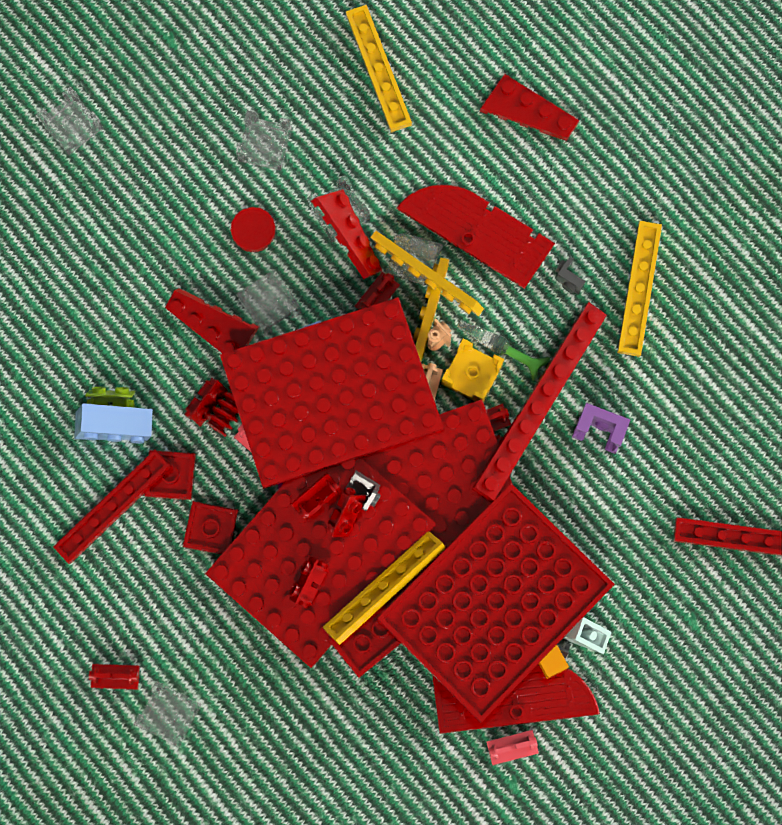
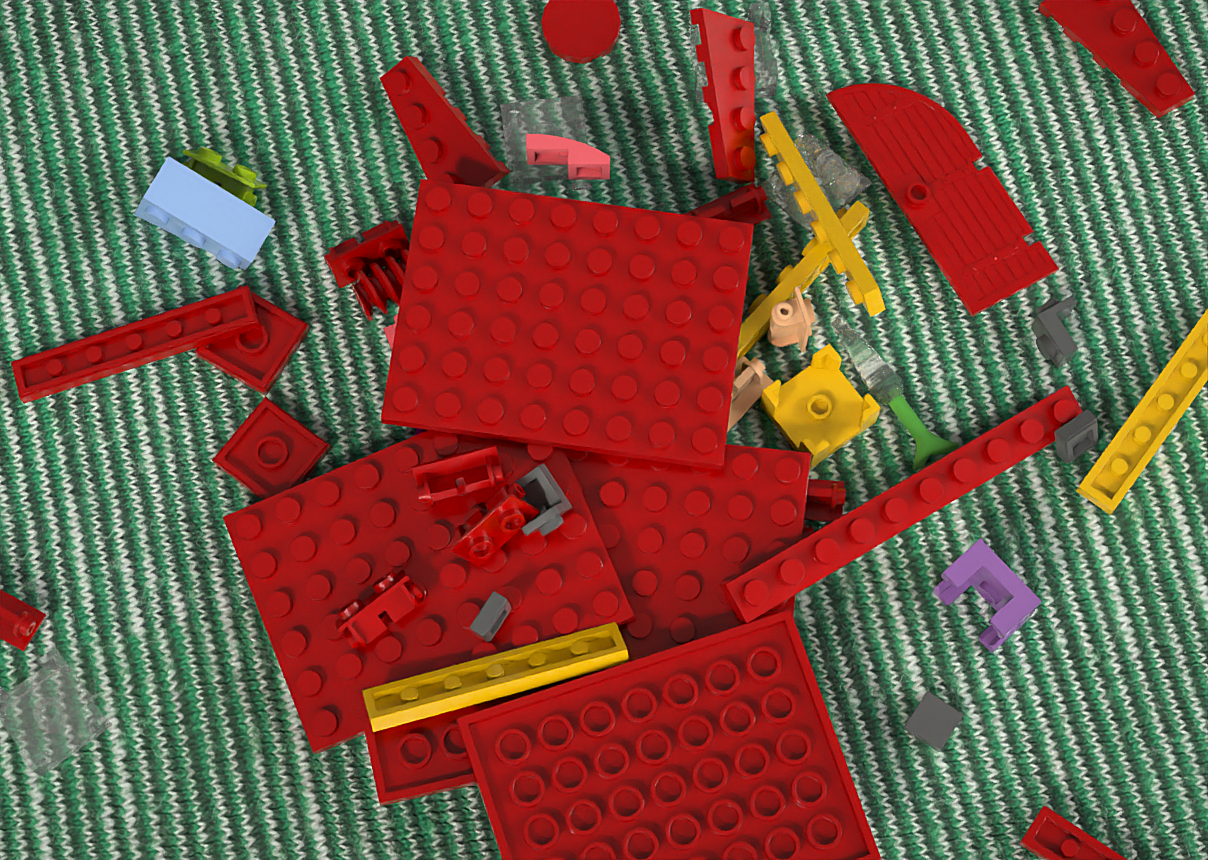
camera: 25 degrees right, 5 degrees down
(293, 304) = (582, 160): none -> coral slope
(367, 560) = (491, 617): none -> dark grey tile
(603, 502) = (933, 721): none -> dark grey tile
(605, 325) = (1077, 436): none -> dark grey tile

